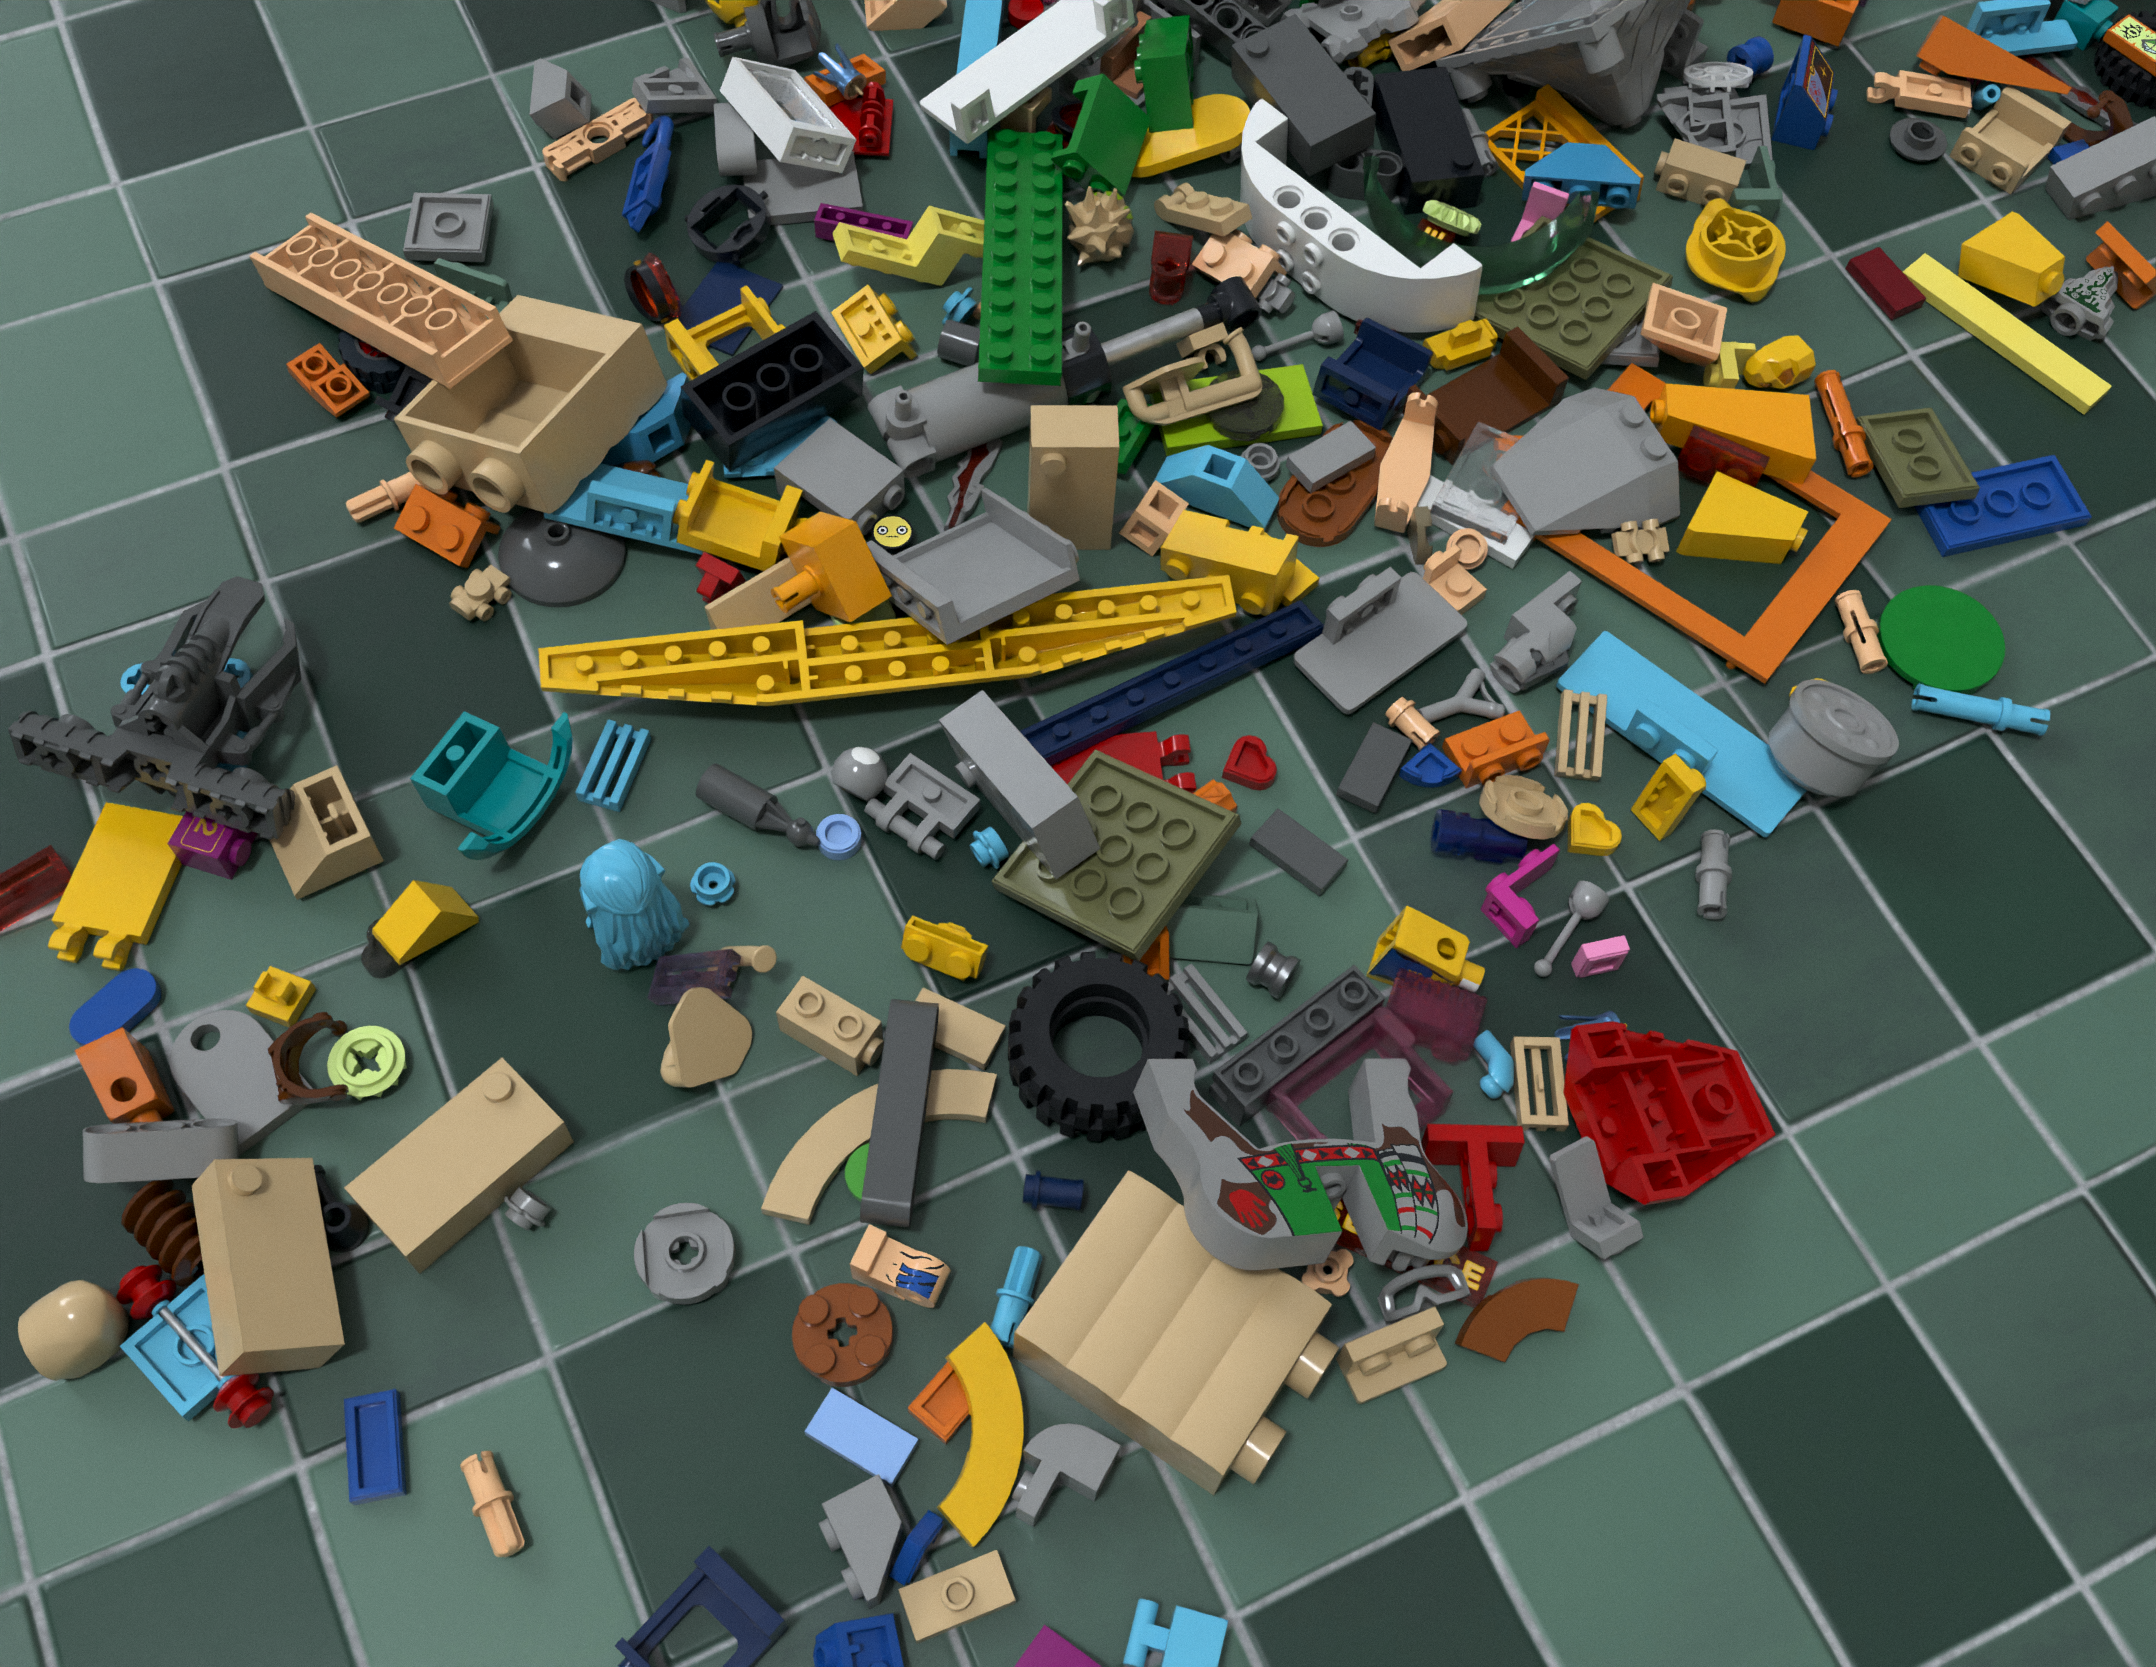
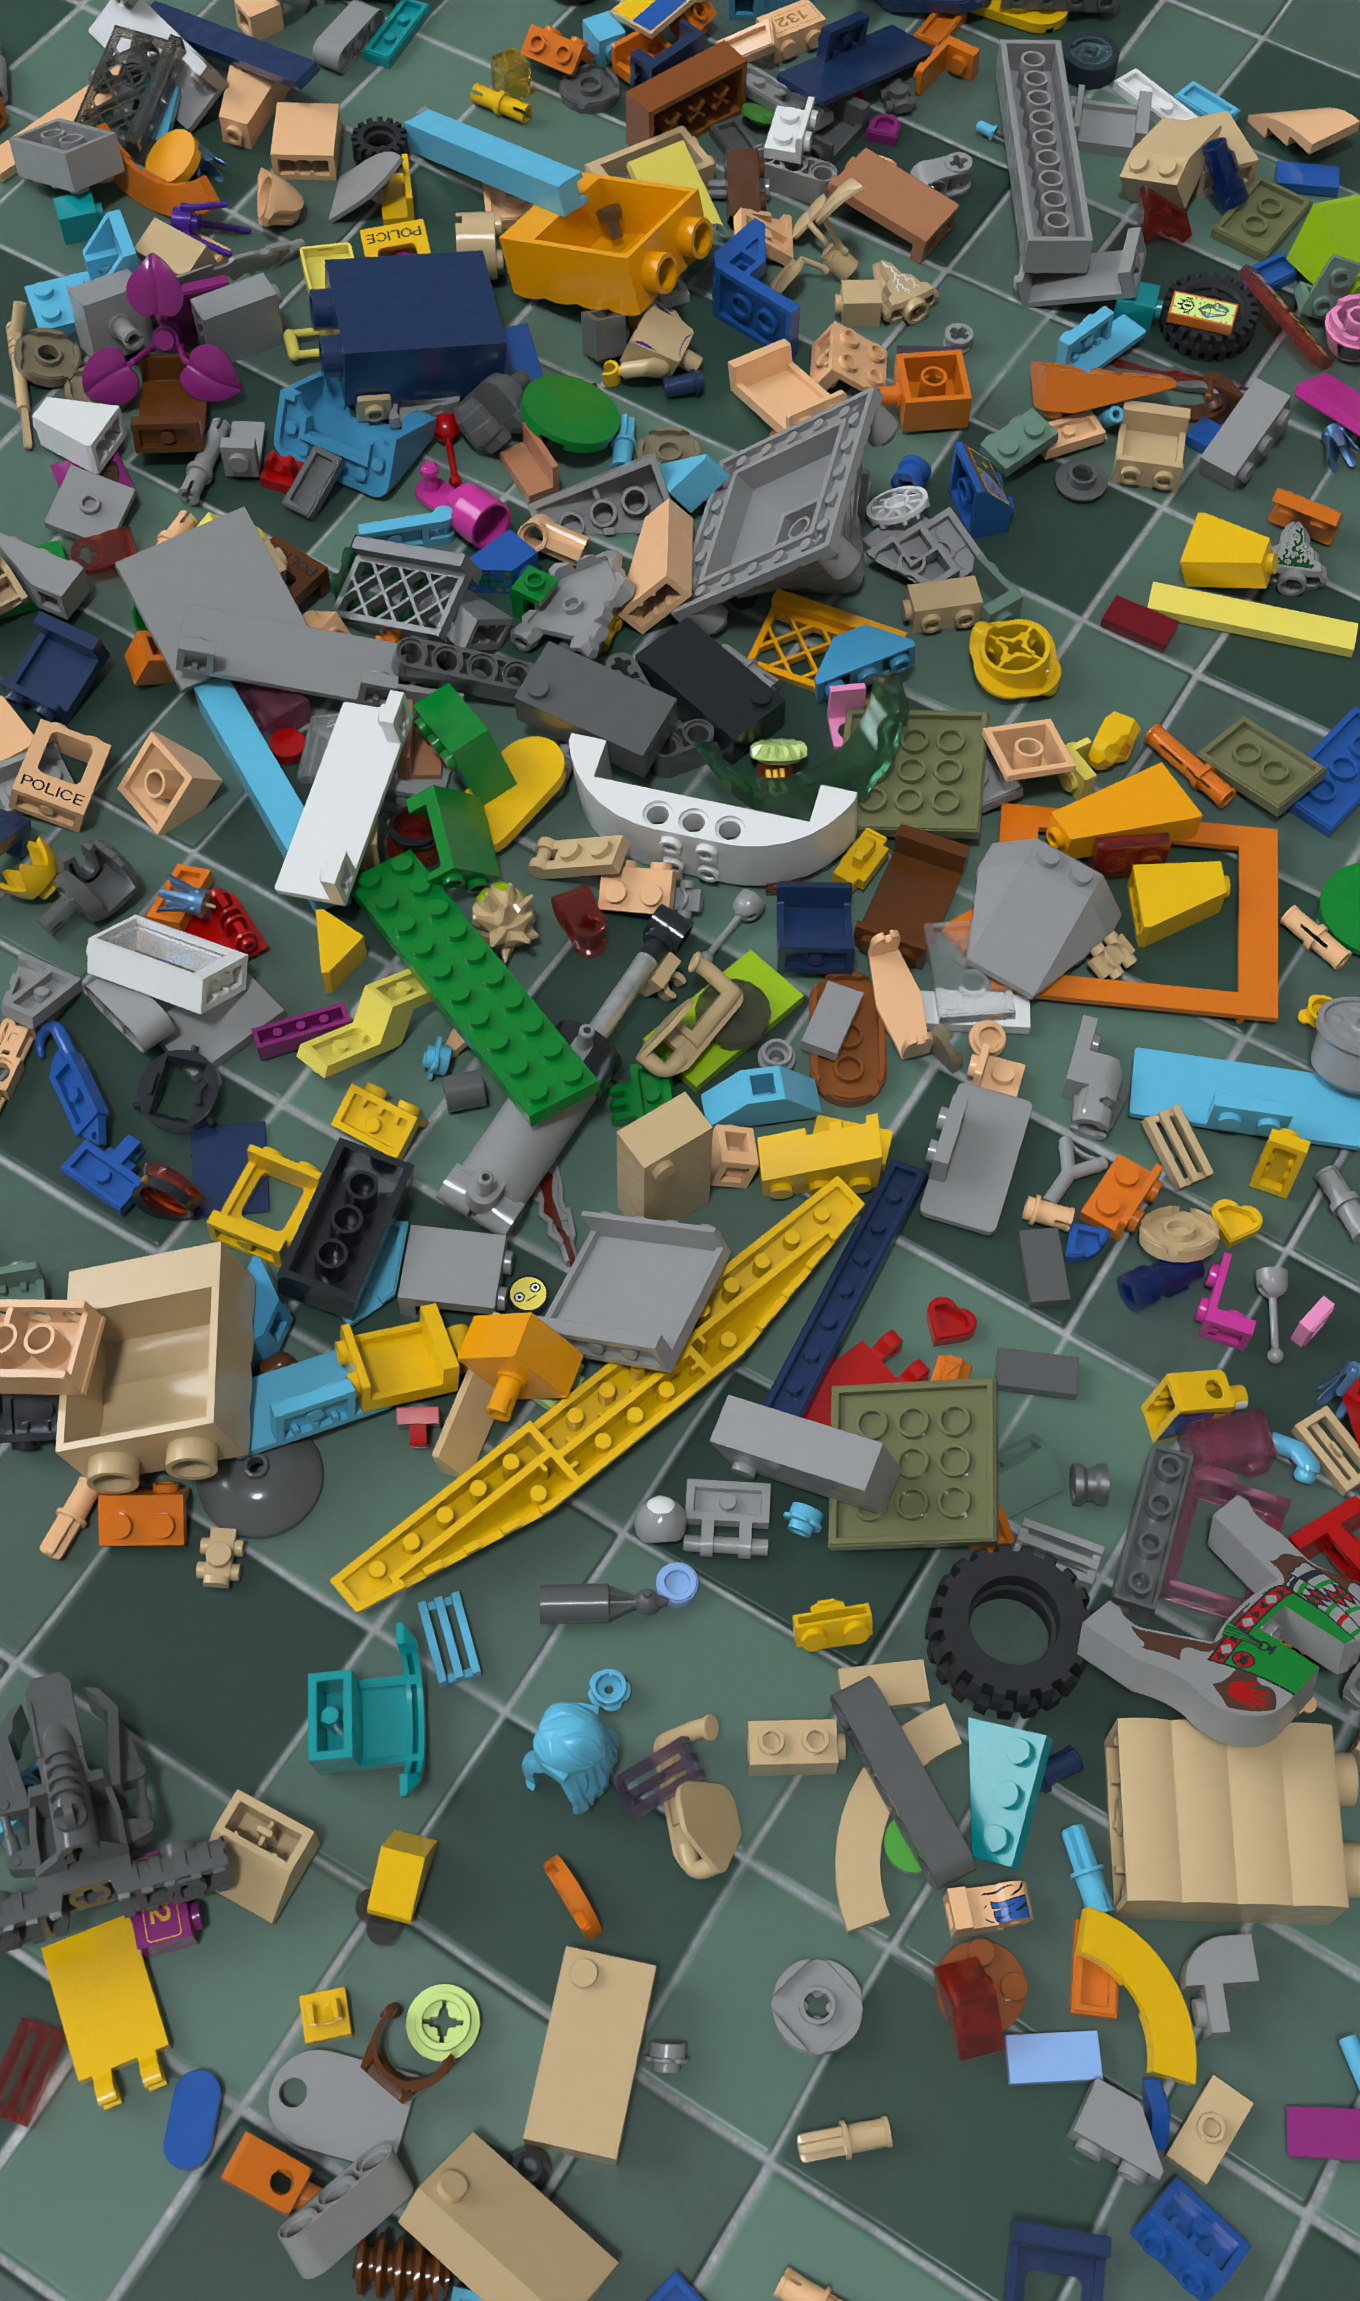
camera: 30 degrees left, 0 degrees up
(550, 1029) = (572, 1897): none -> orange tile
(618, 250) = (107, 1173): none -> blue hinge
(622, 1380) = (844, 2140): none -> tan axle
(810, 1339) = (970, 2008): none -> clear red slope
(940, 182) = (339, 949): none -> yellow slope
(991, 1178) = (1004, 1789): none -> wing
(1875, 73) = (1018, 442): none -> sand green bracket

